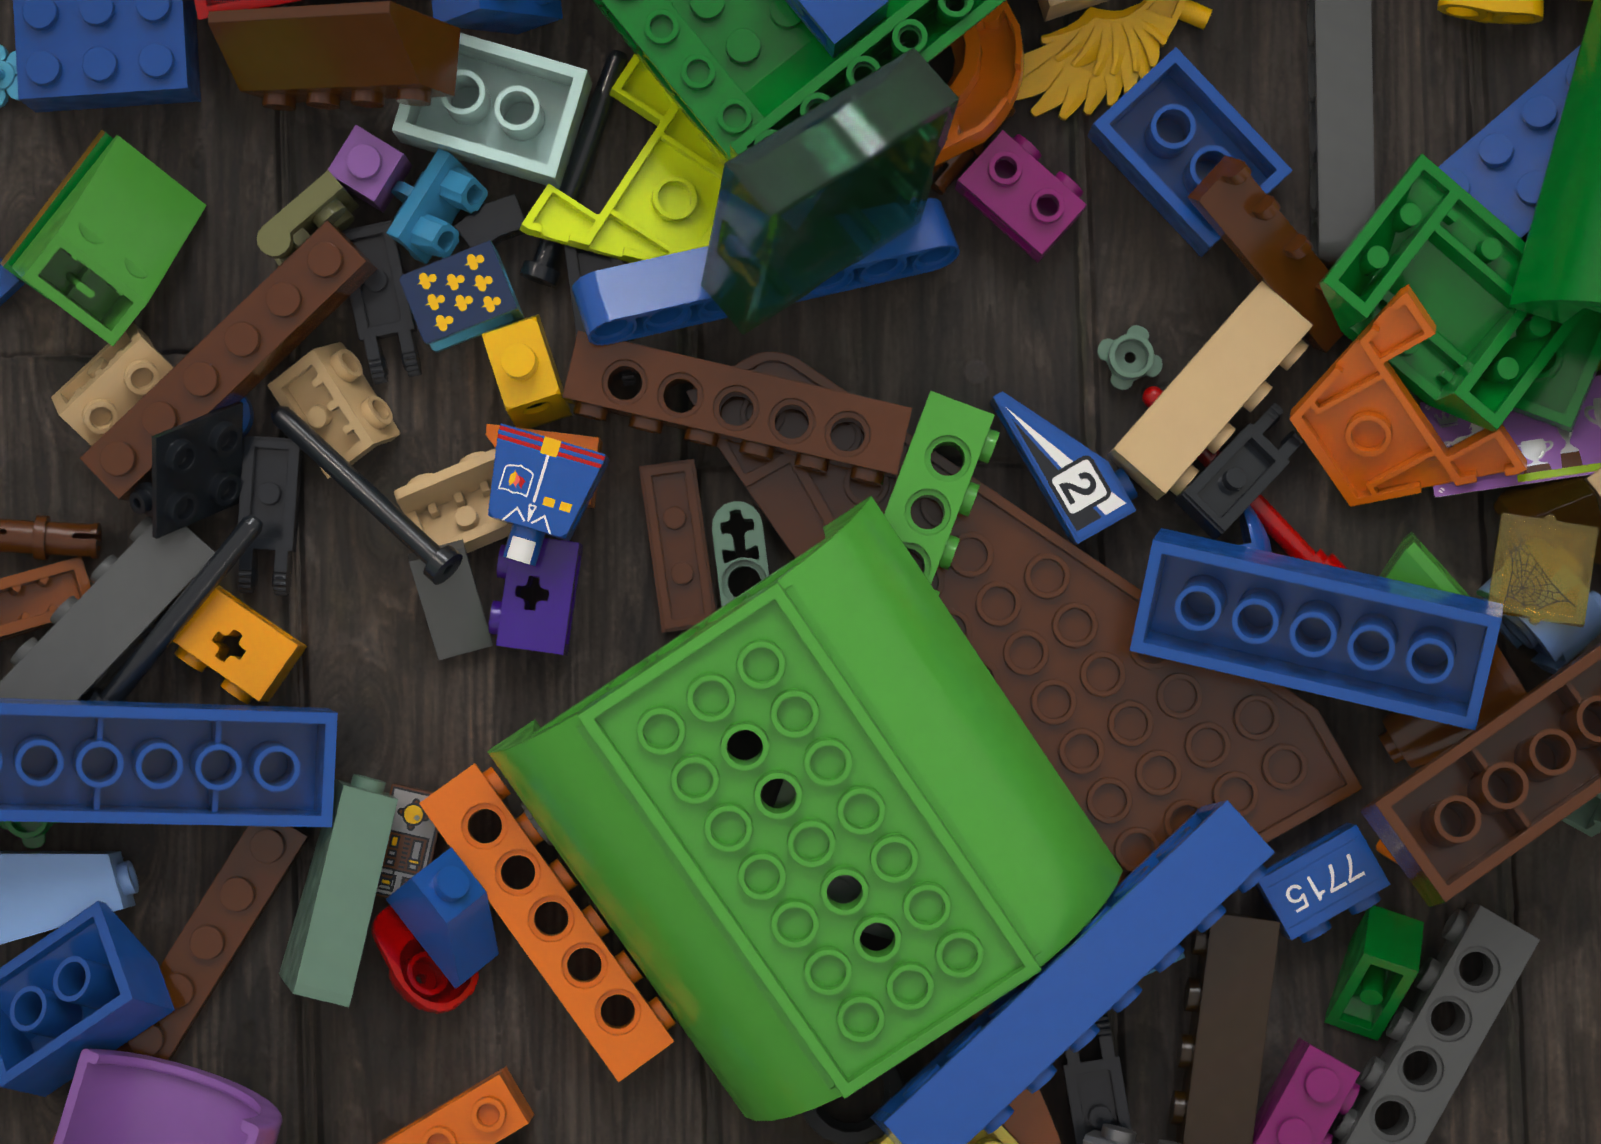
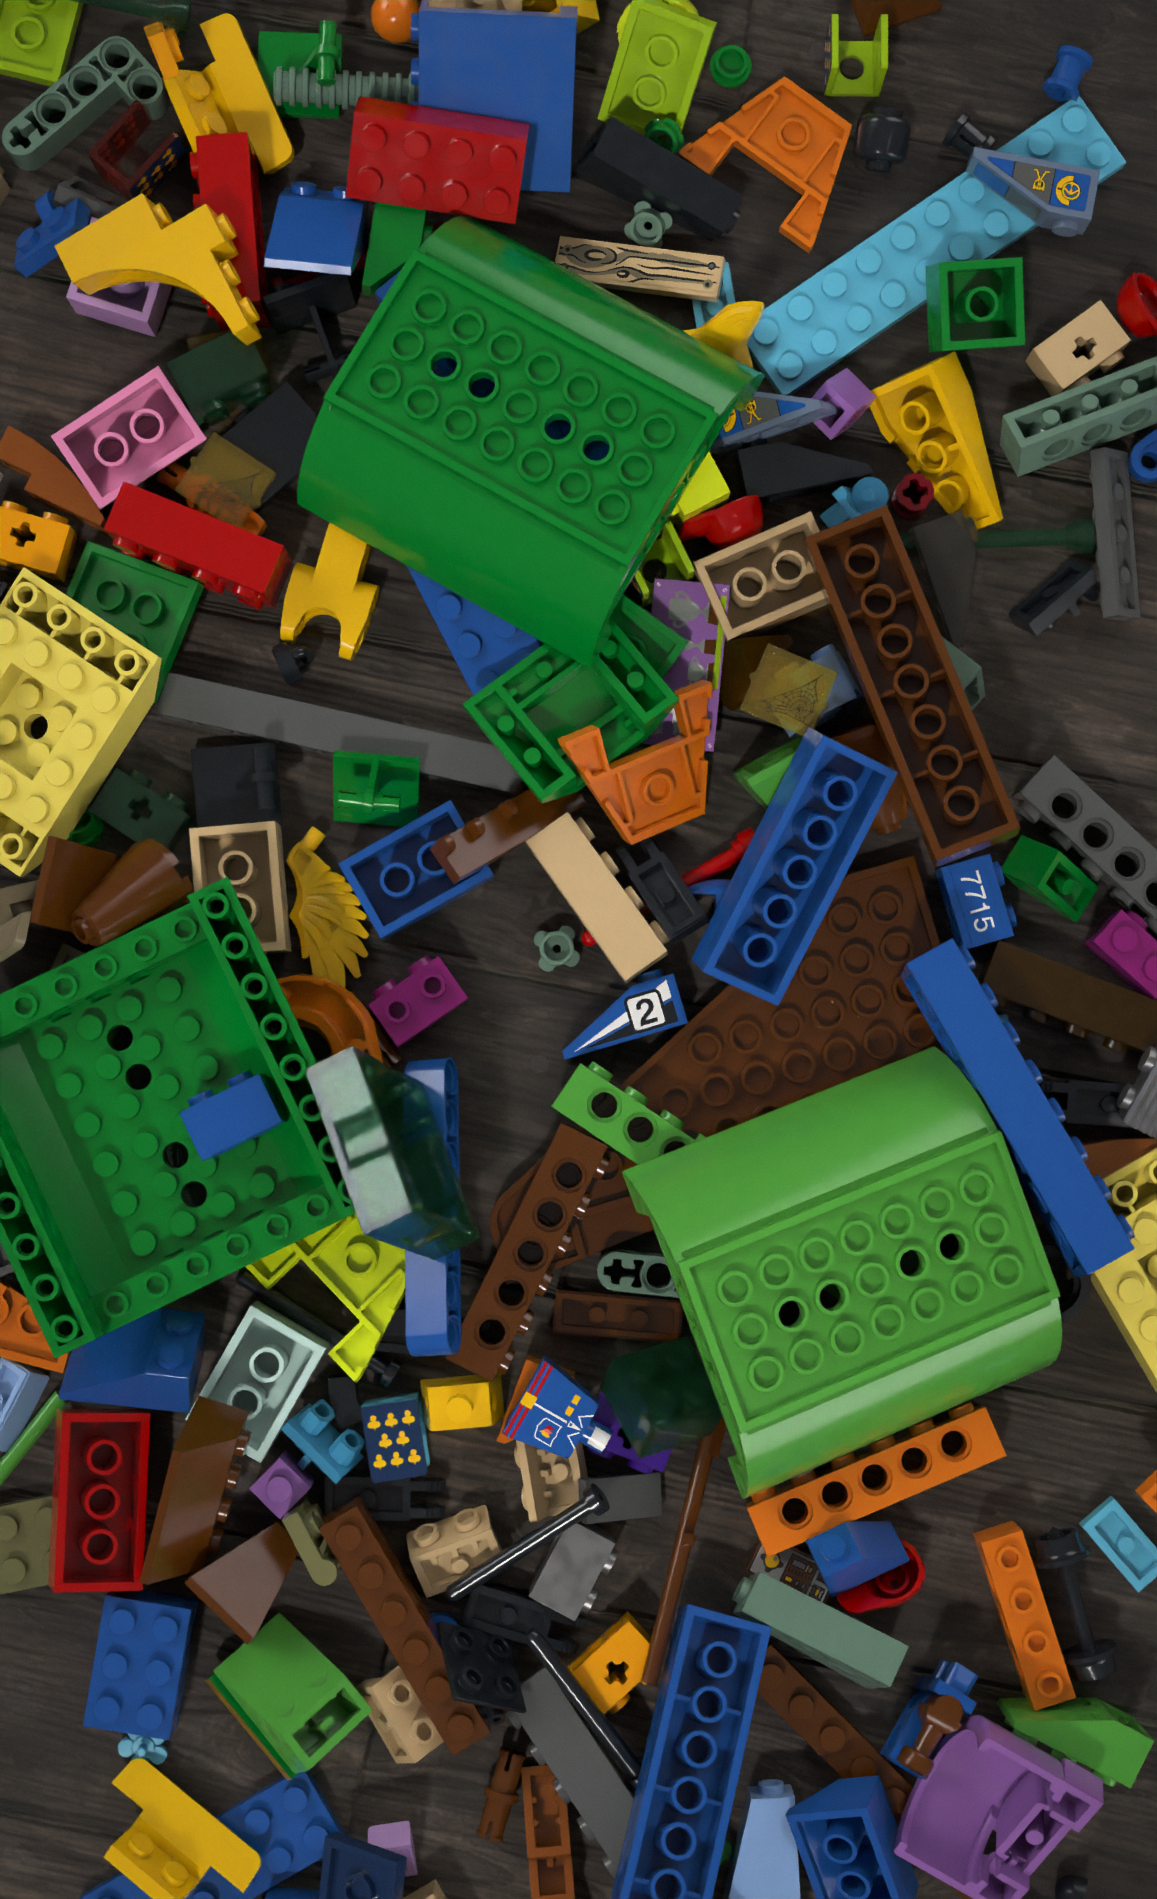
camera: 85 degrees left, 0 degrees up
(239, 148) = (246, 1579): none -> reddish brown slope
(263, 1058) = (930, 1715): none -> hips
(347, 559) = (572, 1569): none -> flat silver brick
(539, 697) = (684, 1541): none -> reddish brown bar
(591, 618) = (661, 1396): none -> clear green brick
(1282, 73) = (375, 788): none -> green plate

